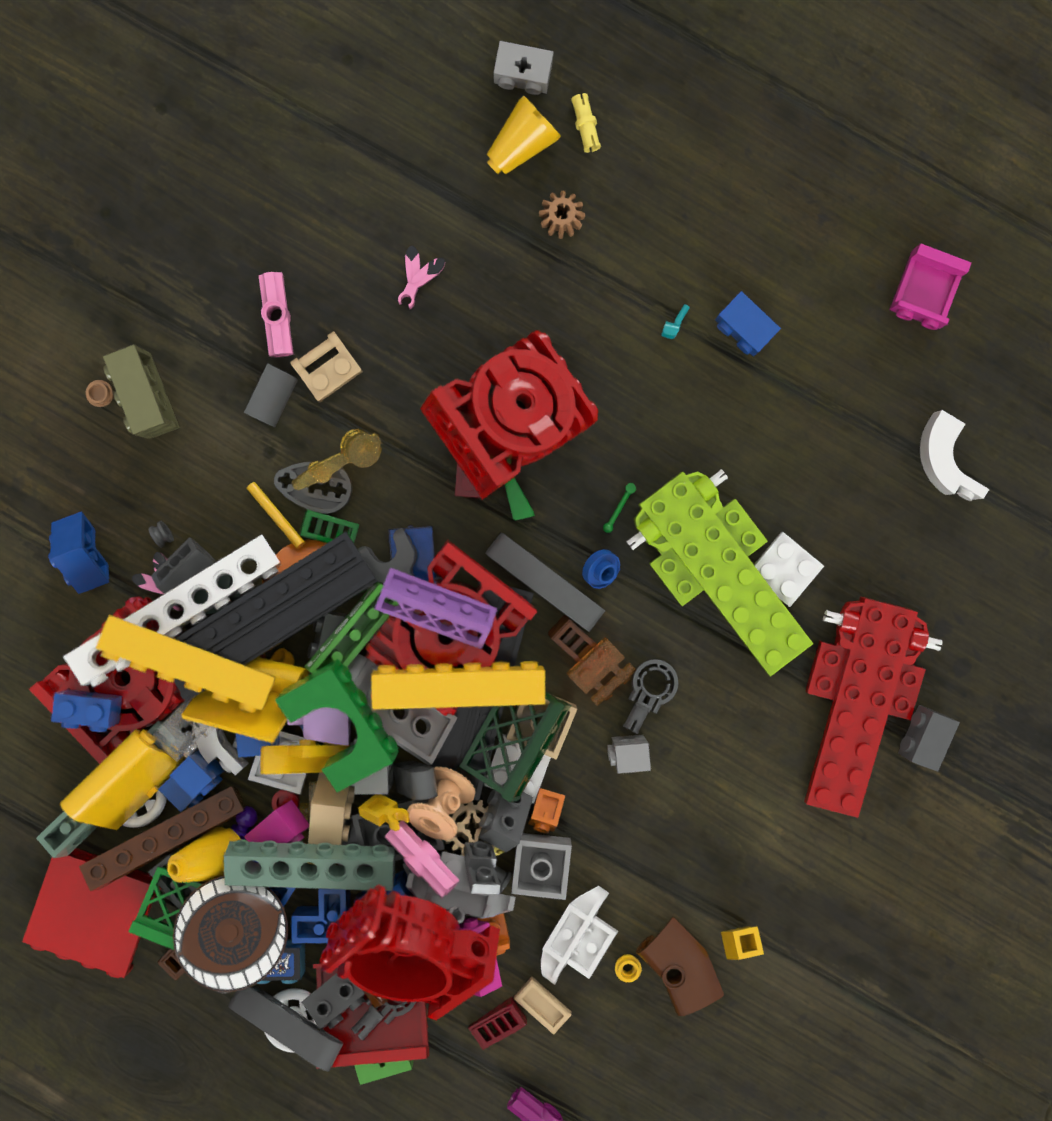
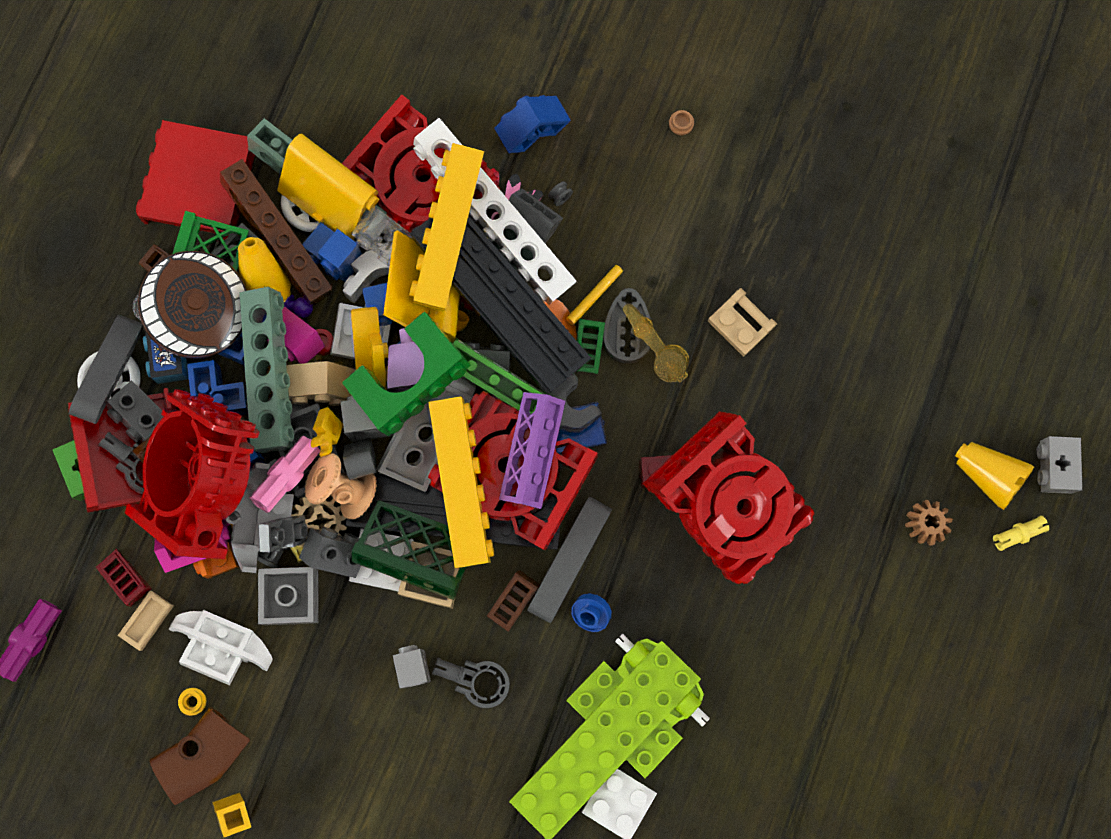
camera: 80 degrees right, 10 degrees down
(87, 709) = (391, 146): blue brick -> none
(140, 392) = (689, 157): olive brick -> none
(271, 395) = (706, 274): dark grey brick -> none
(274, 298) = (797, 265): bright pink piece -> none
(416, 276) = (843, 393): bright pink piece -> none
(518, 503) = (644, 520): green slope -> none
(546, 811) = (342, 594): orange bracket -> none
(595, 666) = (495, 623): clear orange plate -> none
(630, 488) = (674, 630): green hinge -> none
(671, 329) = (837, 647): teal hand -> none
(746, 324) = (857, 722): blue brick -> none

